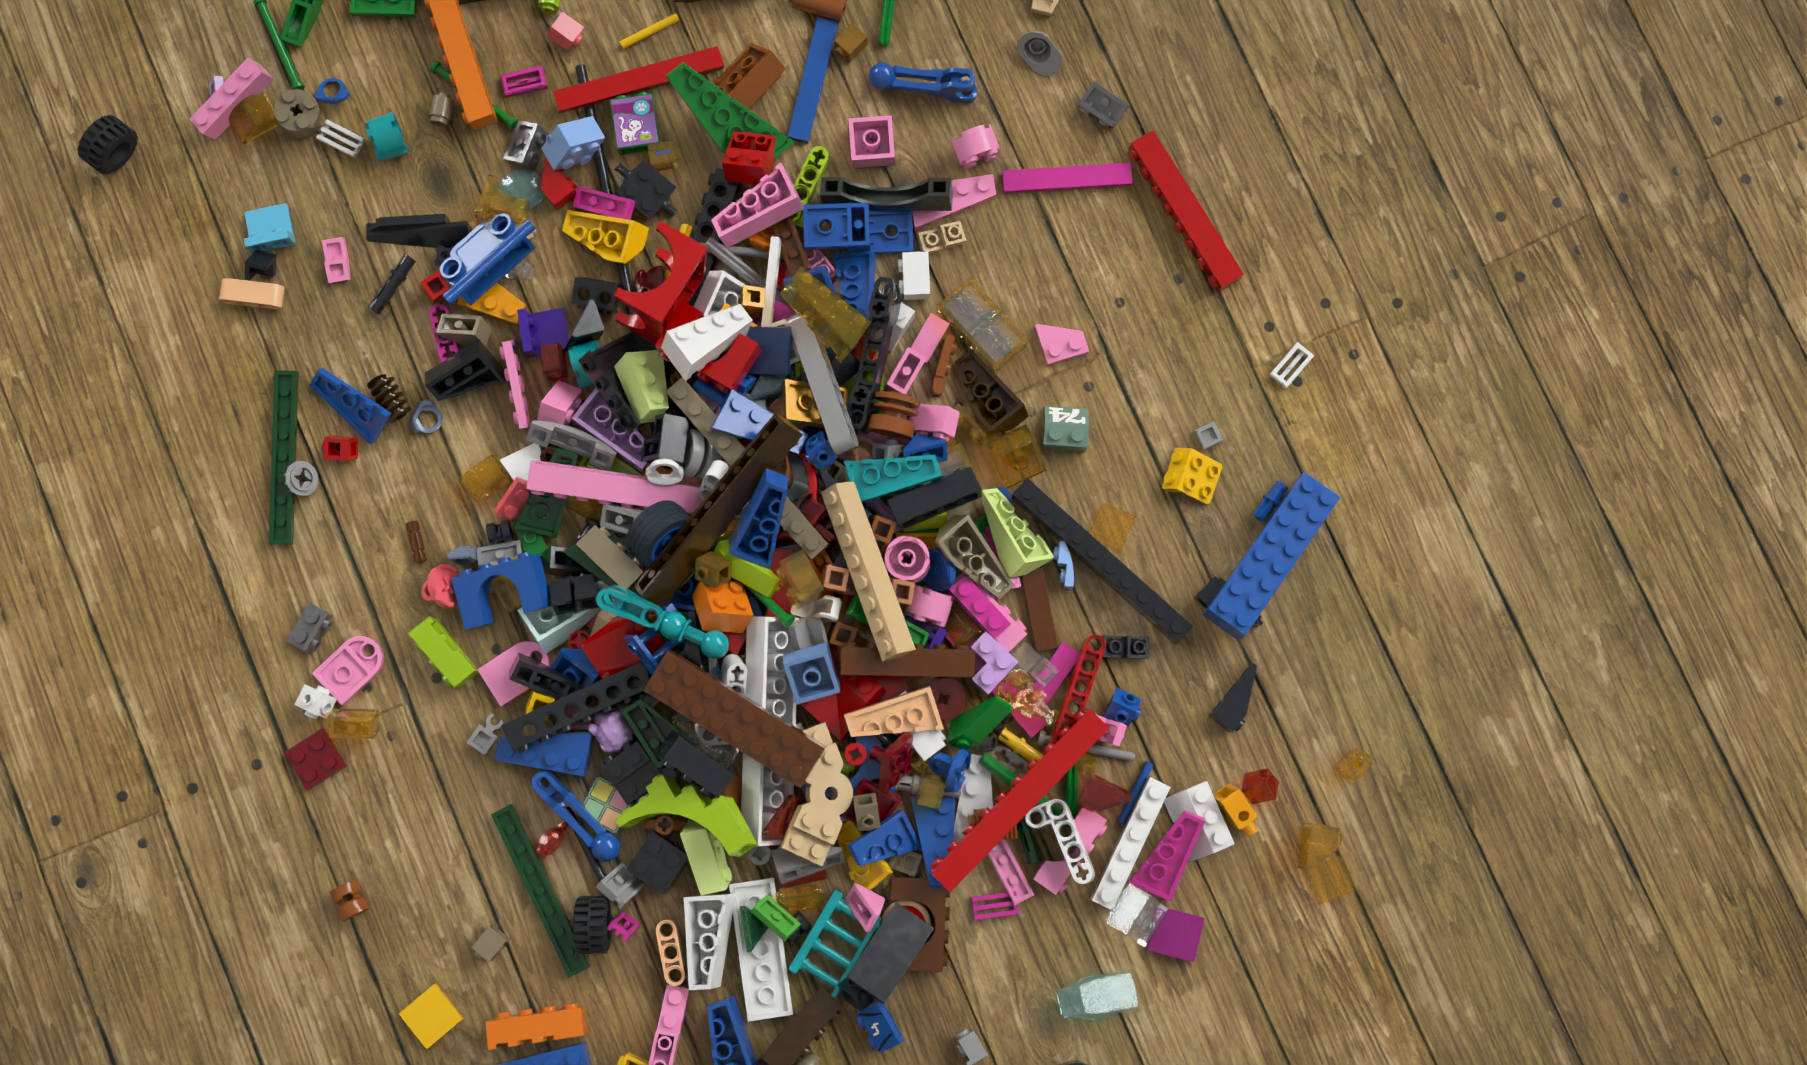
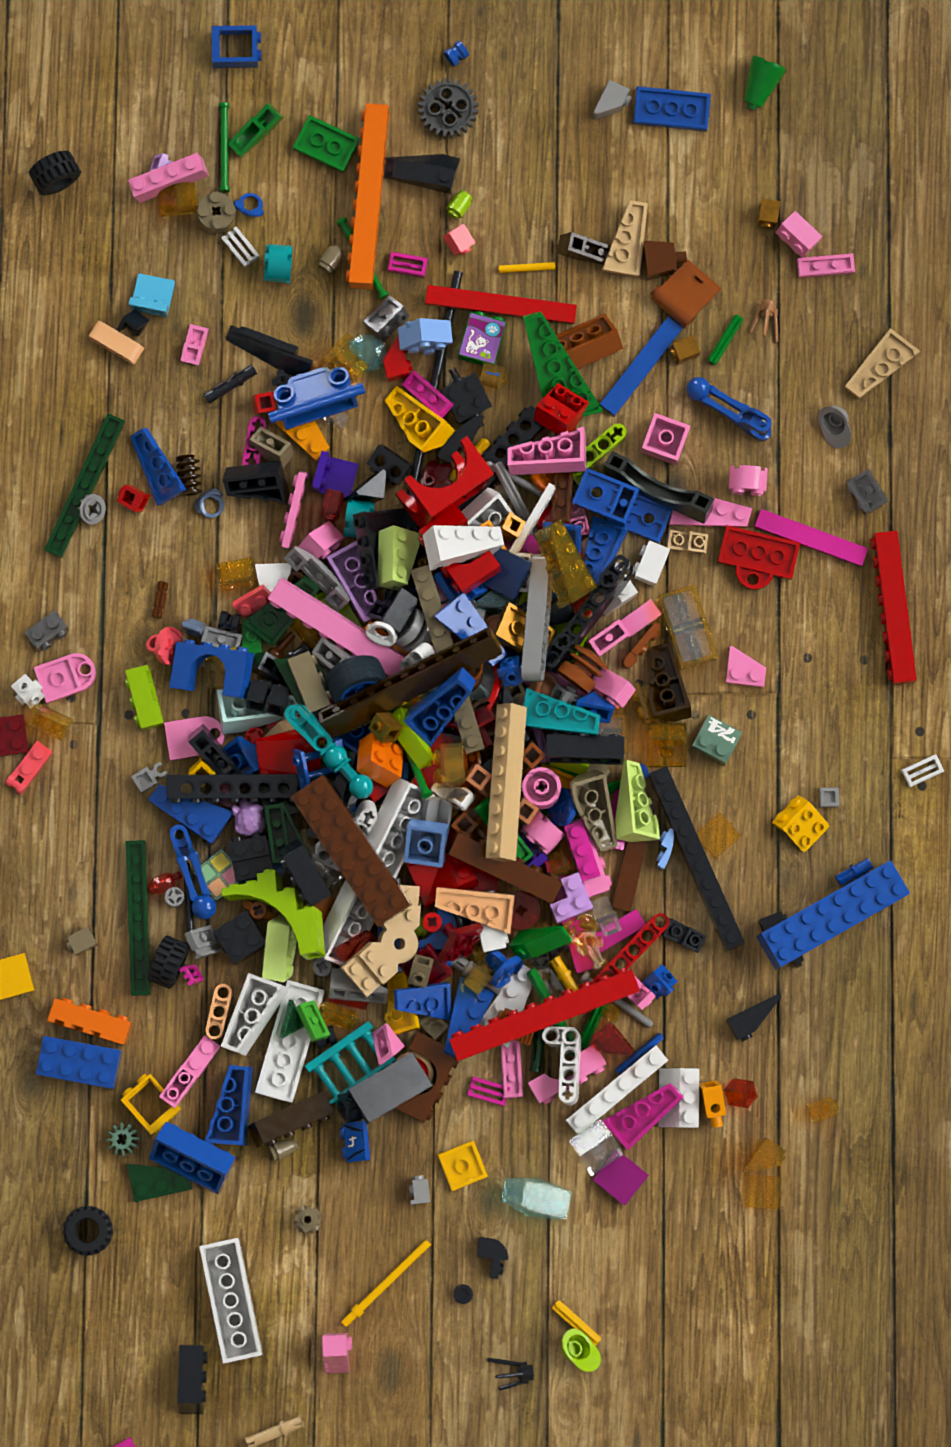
camera: 20 degrees right, 0 degrees up
(353, 782) = (29, 767): none -> coral plate
(565, 541) = (277, 651): none -> reddish brown bar
(566, 852) = (172, 895): none -> light grey wheel
(654, 239) = (453, 444): none -> black slope
(1003, 997) = (462, 1165): none -> yellow tile
(1021, 220) = (758, 556): none -> red plate

